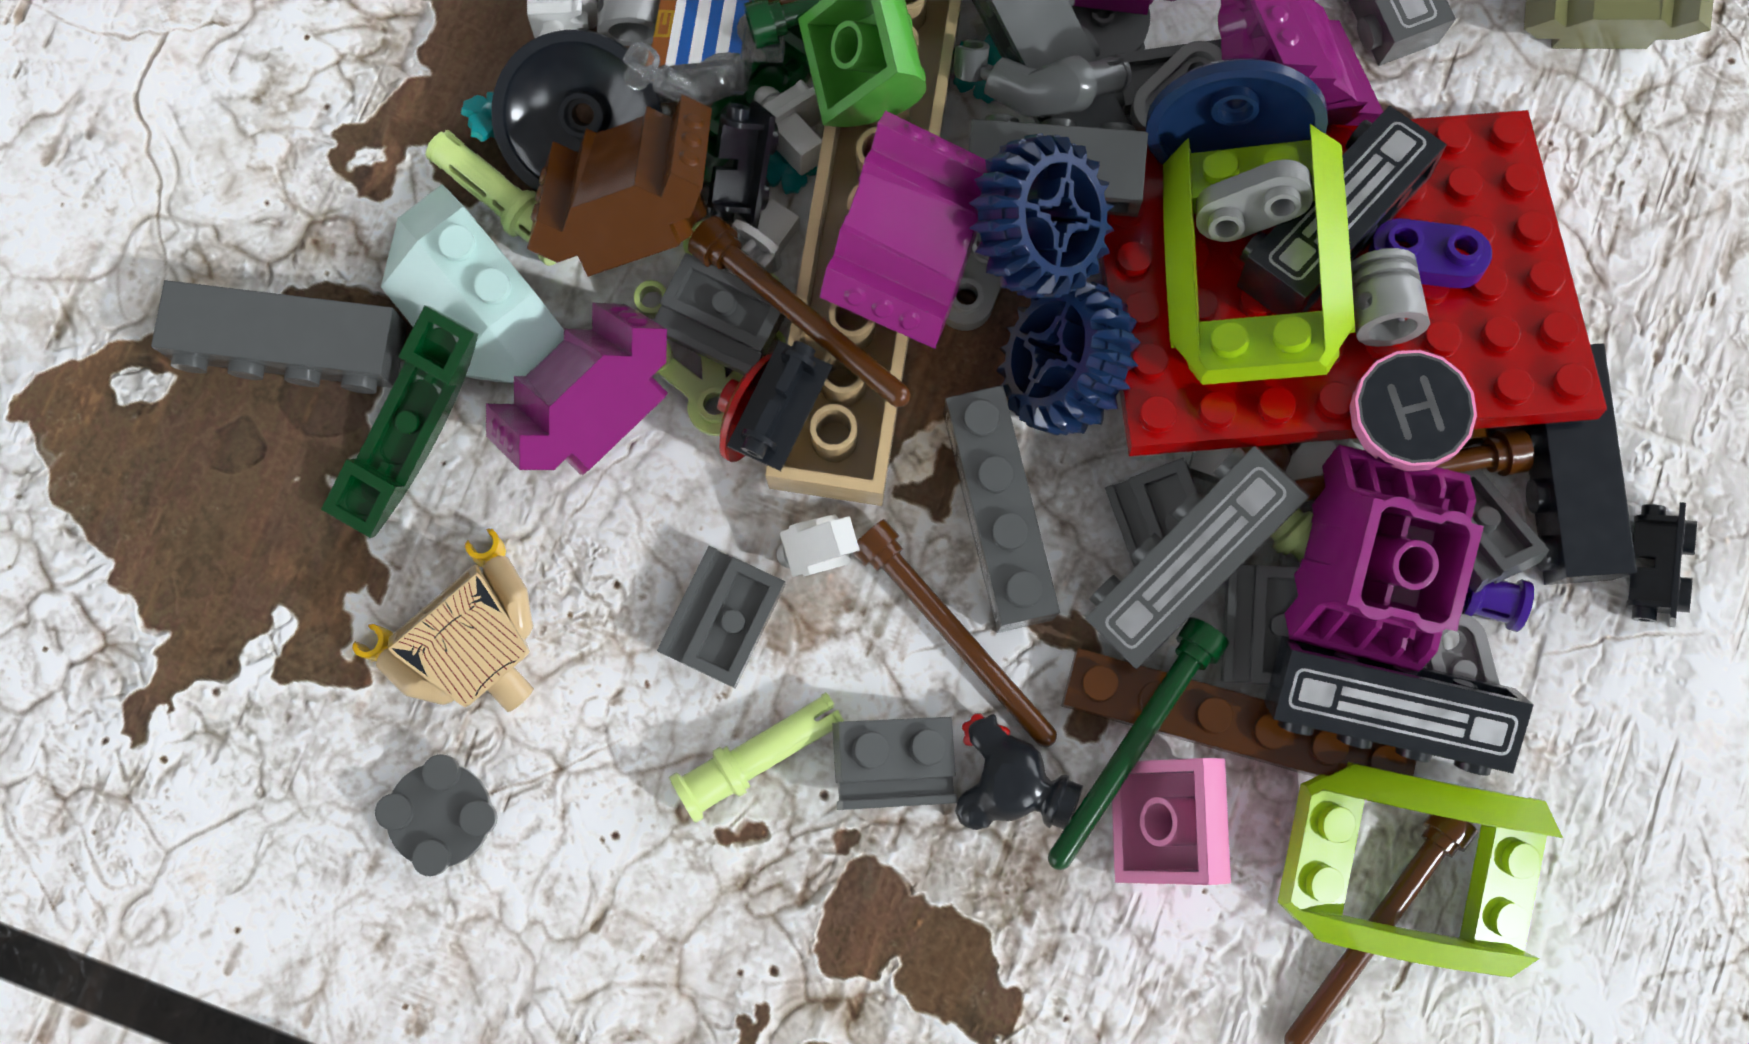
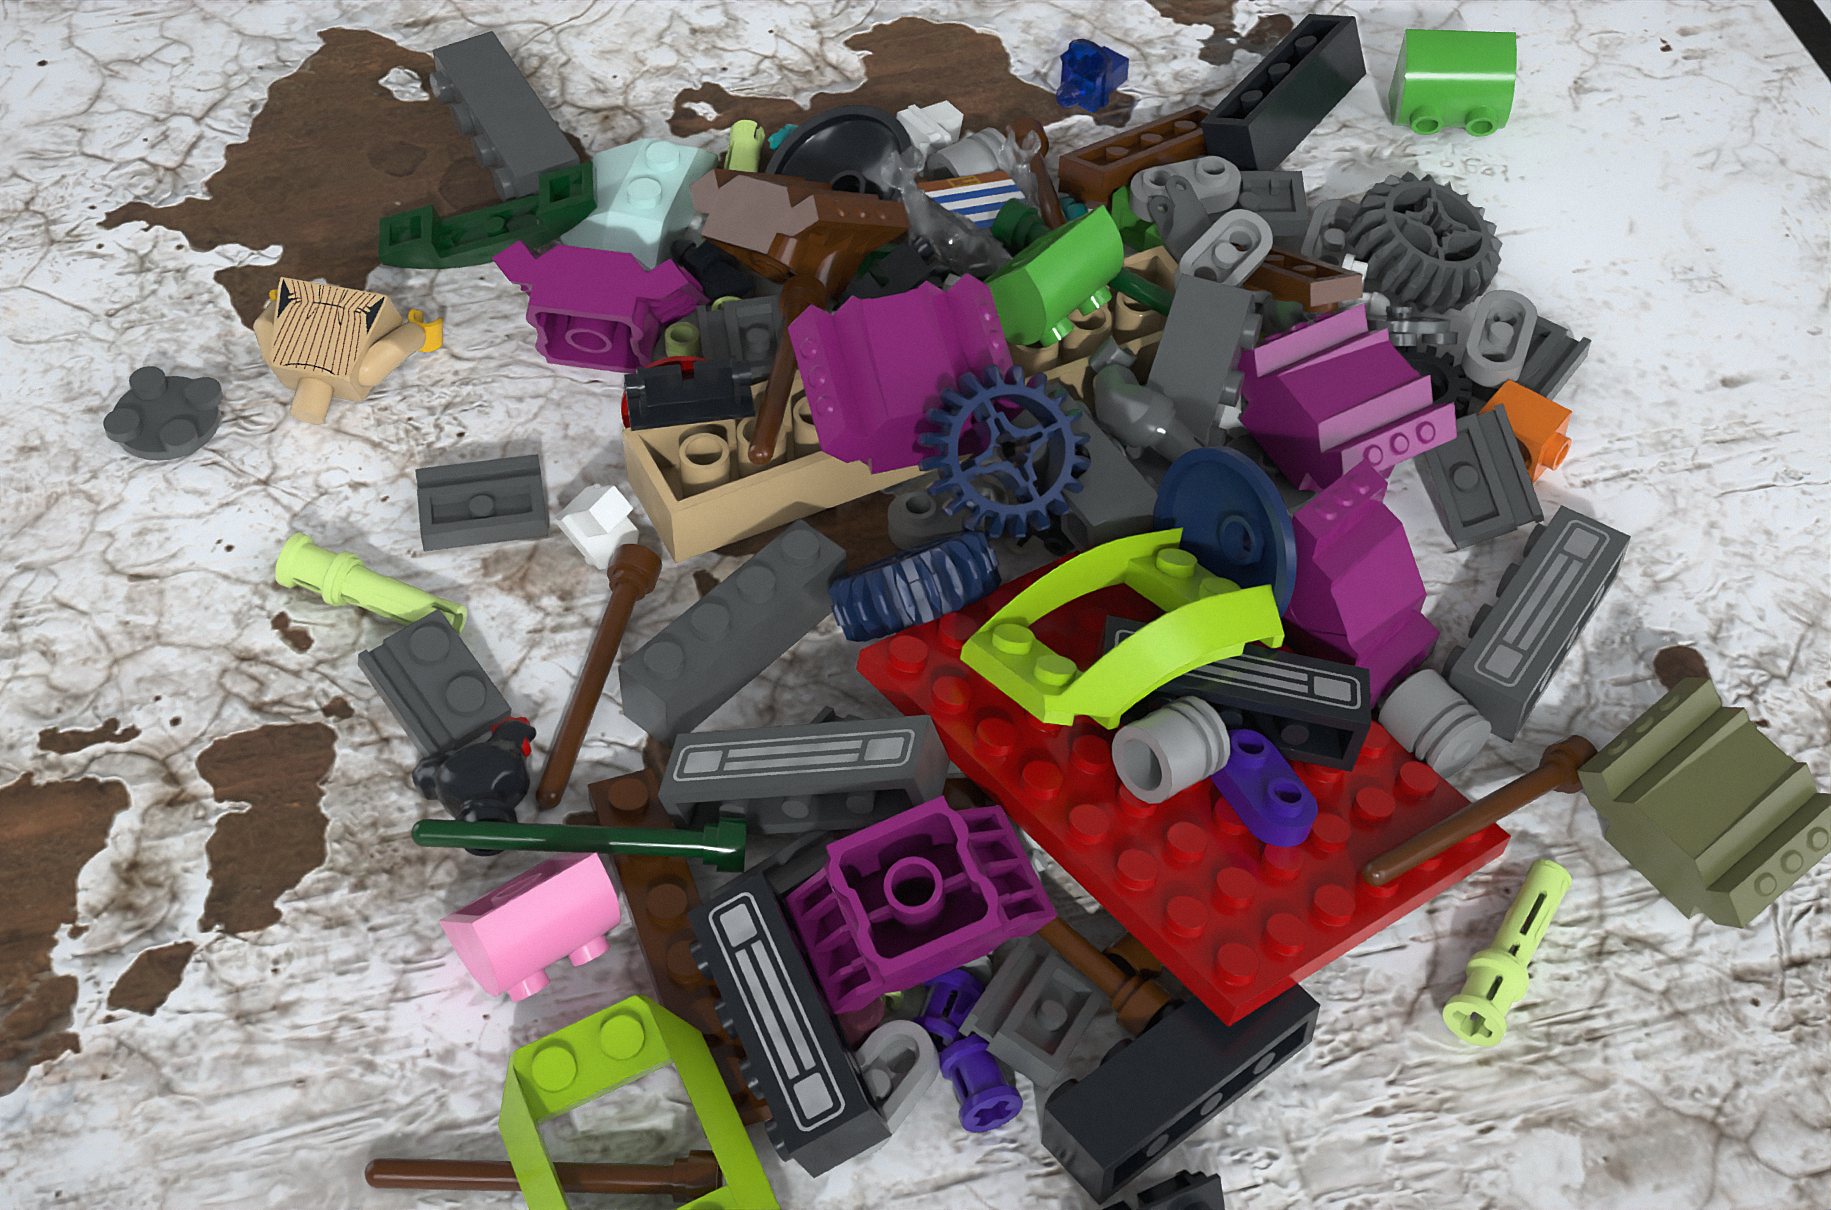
camera: 55 degrees right, 30 degrees down
(605, 287) = (712, 269): none -> black piece
(1254, 200) = (1152, 585): light grey plate -> none
(1413, 410) = (1077, 826): black tile -> none
(1417, 84) = (1434, 723): none -> light grey piece
(1500, 30) = (1555, 772): none -> reddish brown piece
(1625, 203) = (1493, 997): none -> yellowish green pin

